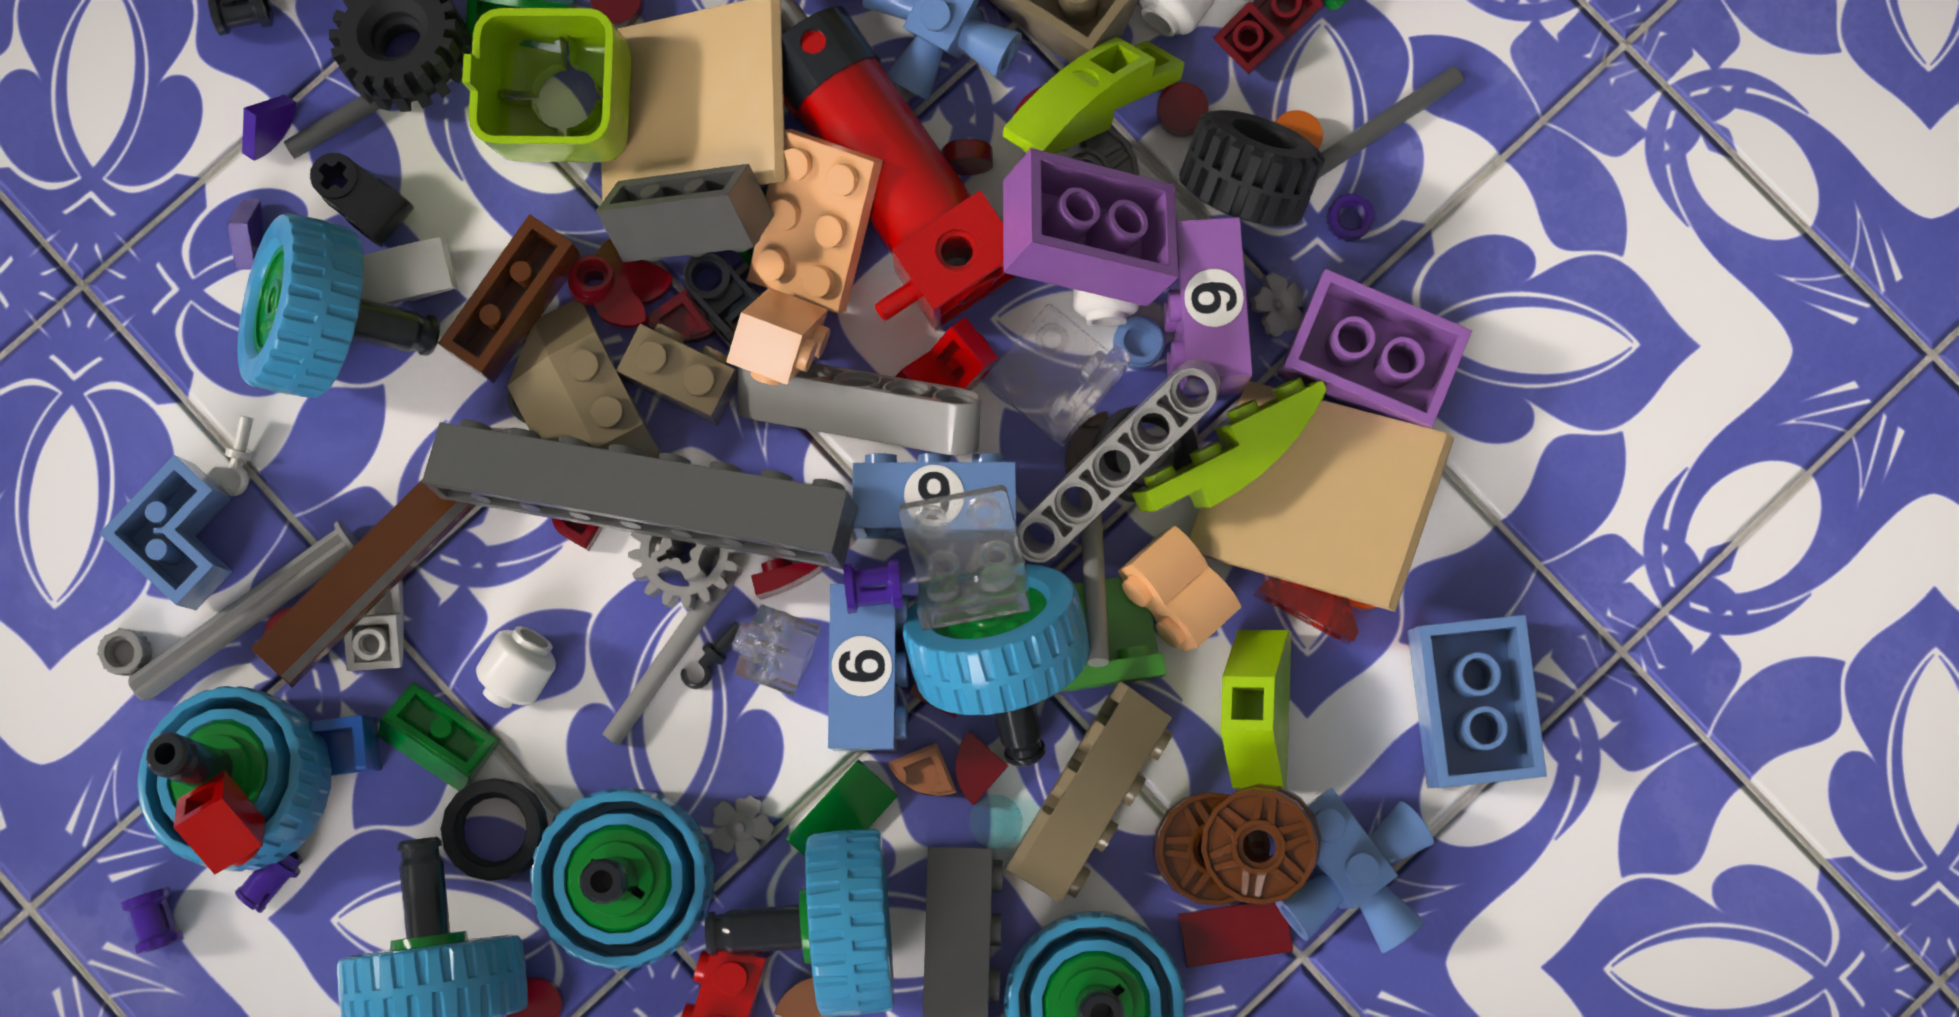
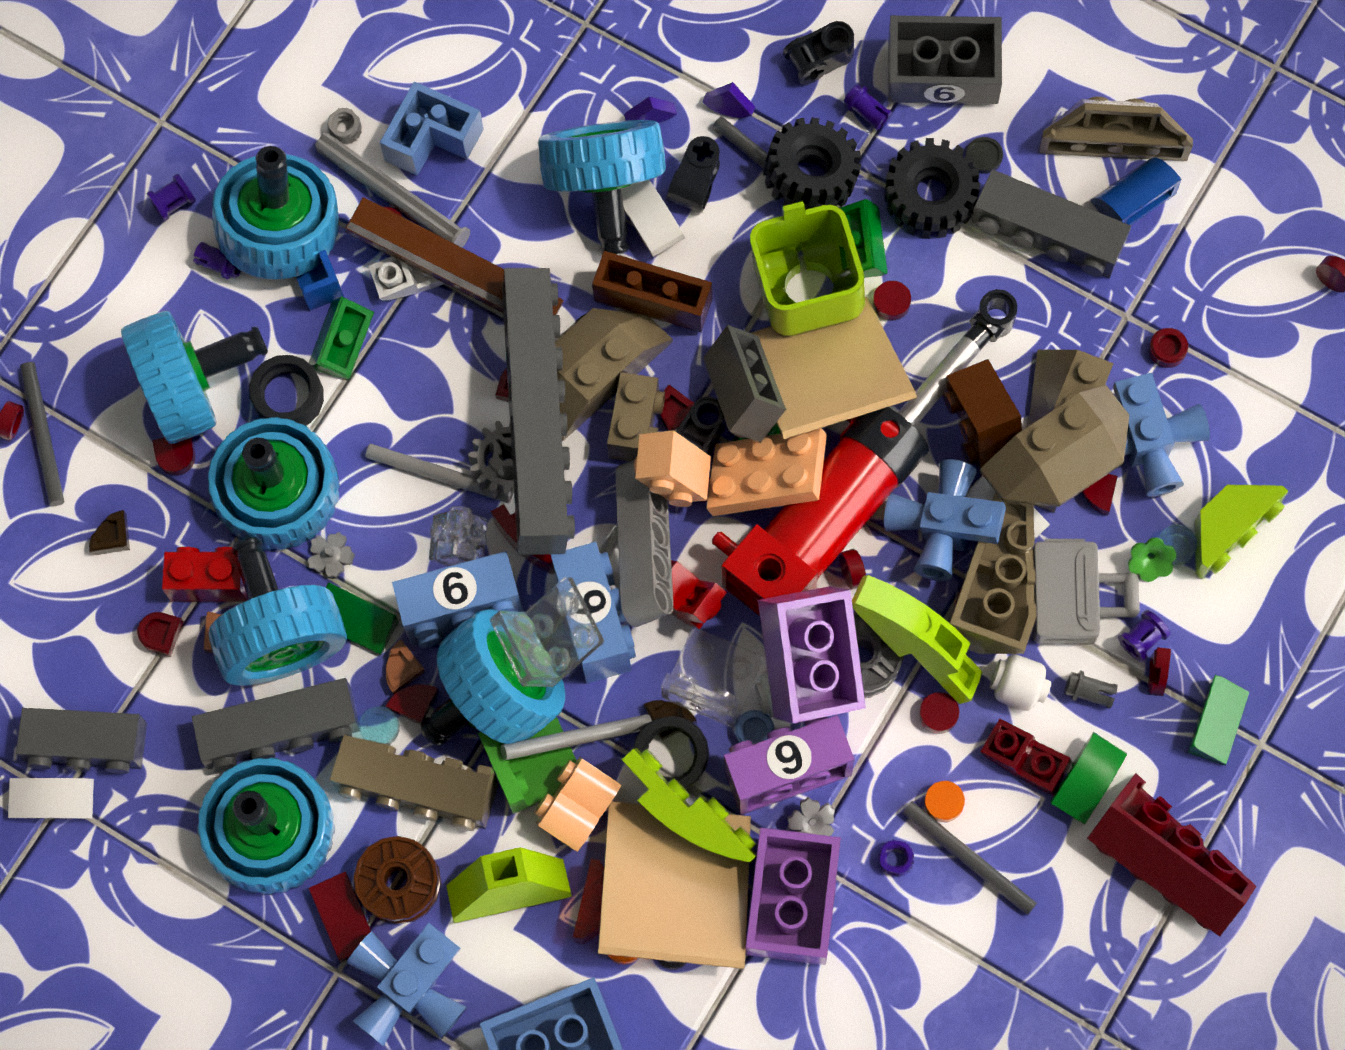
camera: 80 degrees right, 10 degrees down
(220, 823) = (237, 207): red brick -> none
(238, 454) = (497, 155): white hand -> none
(516, 667) = (400, 372): white head -> none
(624, 286) = (683, 364): dark red plate -> none
(713, 654) = (445, 500): black hand -> none
(863, 597) = (509, 576): dark purple bush -> none
(1132, 440) = (665, 732): light grey beam -> none
(1237, 867) = (417, 920): reddish brown wheel -> none
(1251, 168) = (900, 764): black tyre -> none

